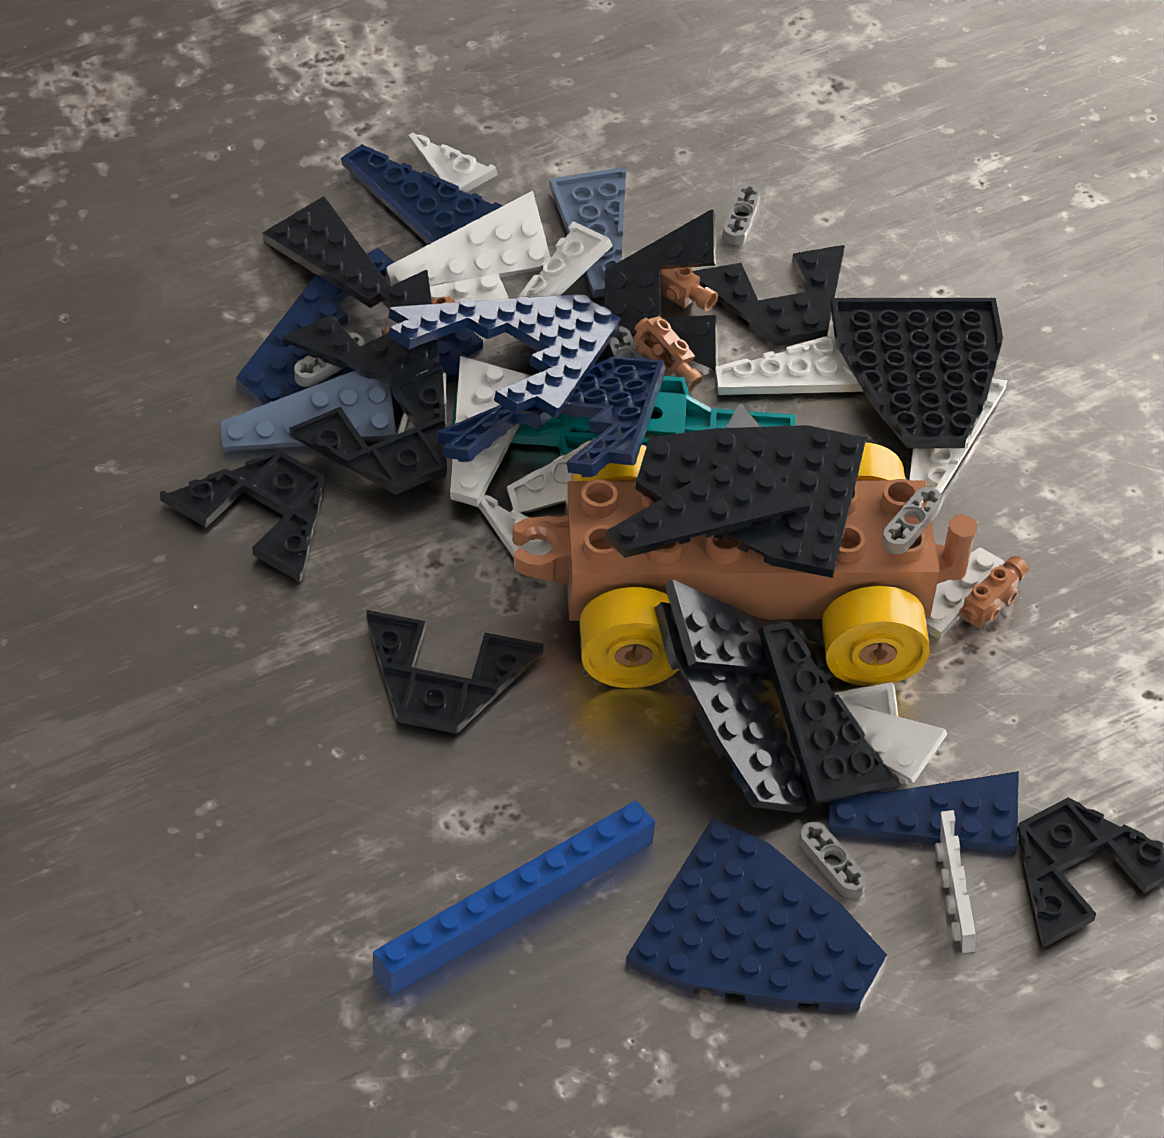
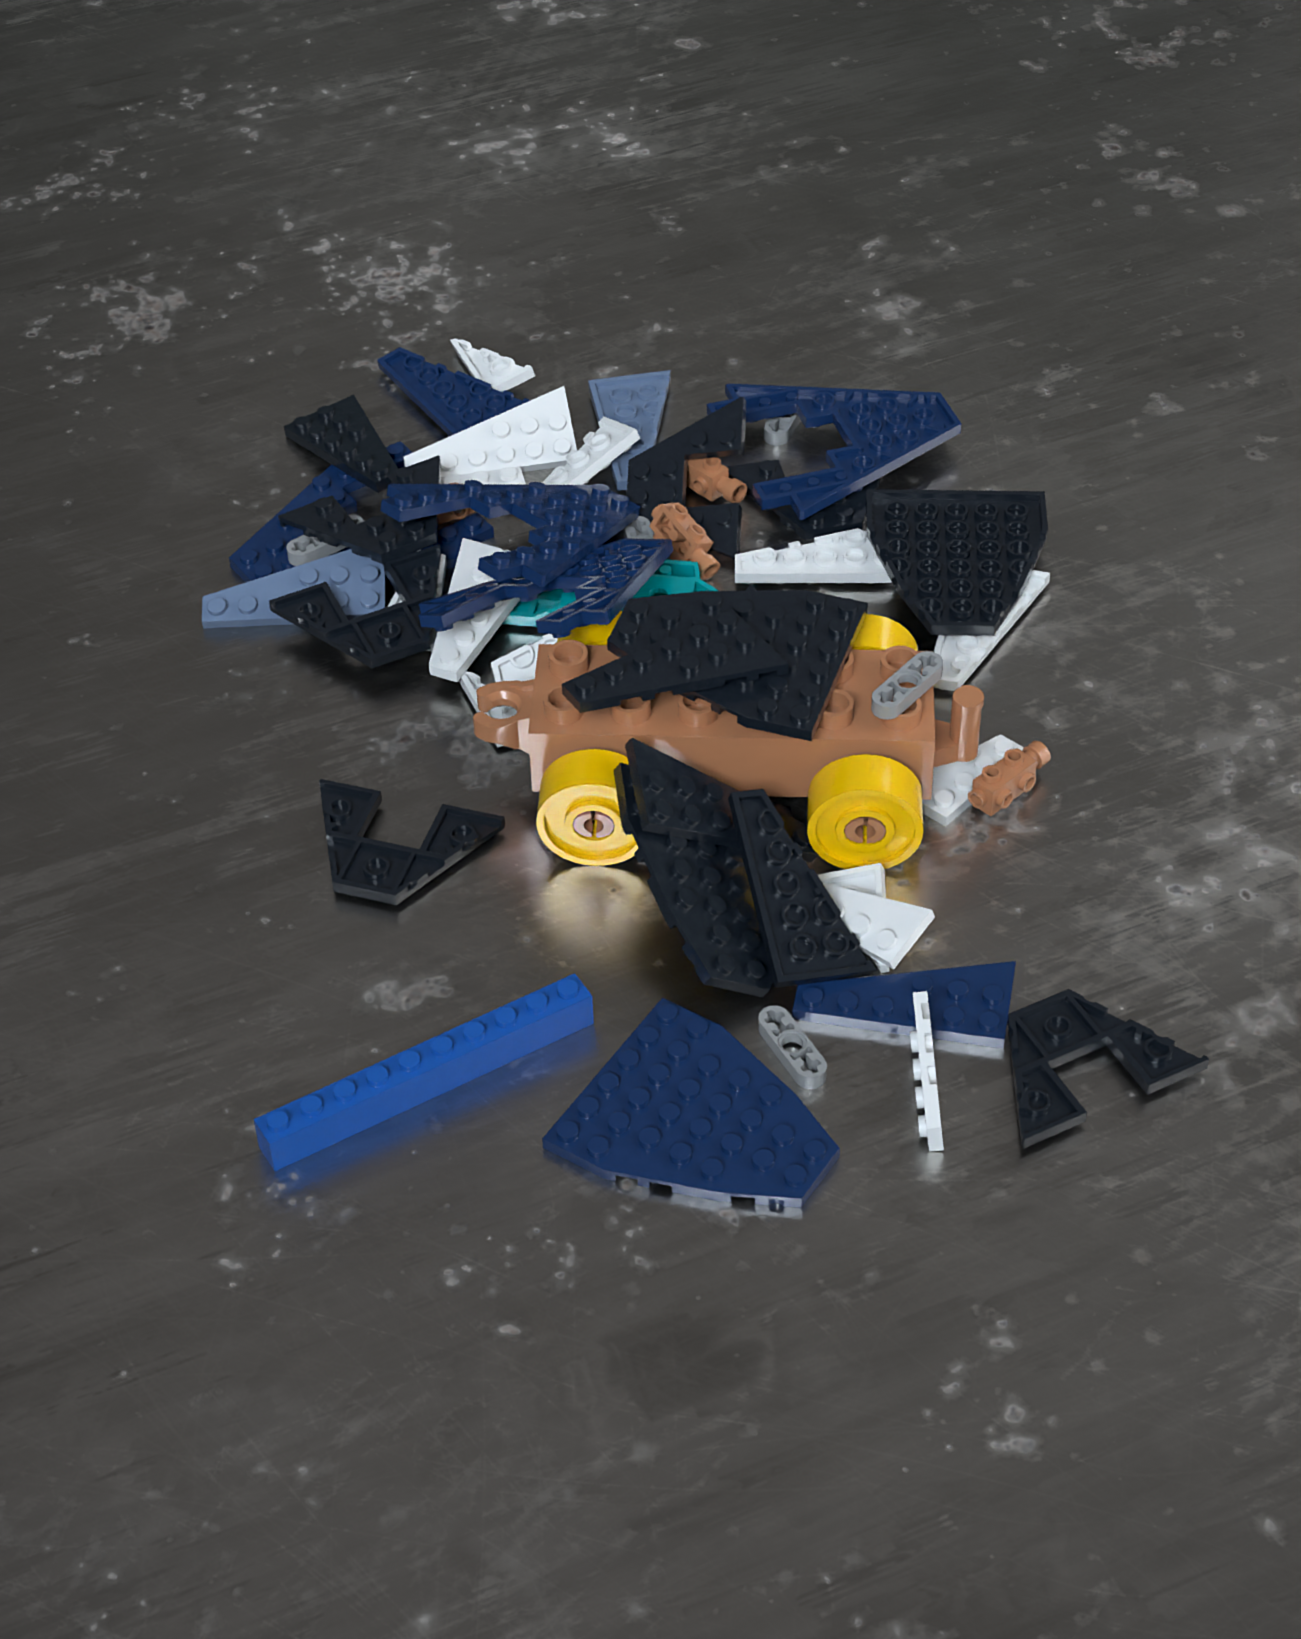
camera: 10 degrees right, 5 degrees down
(277, 483) = (249, 655): black wing -> none
(835, 226) = (877, 425): none -> dark blue wing

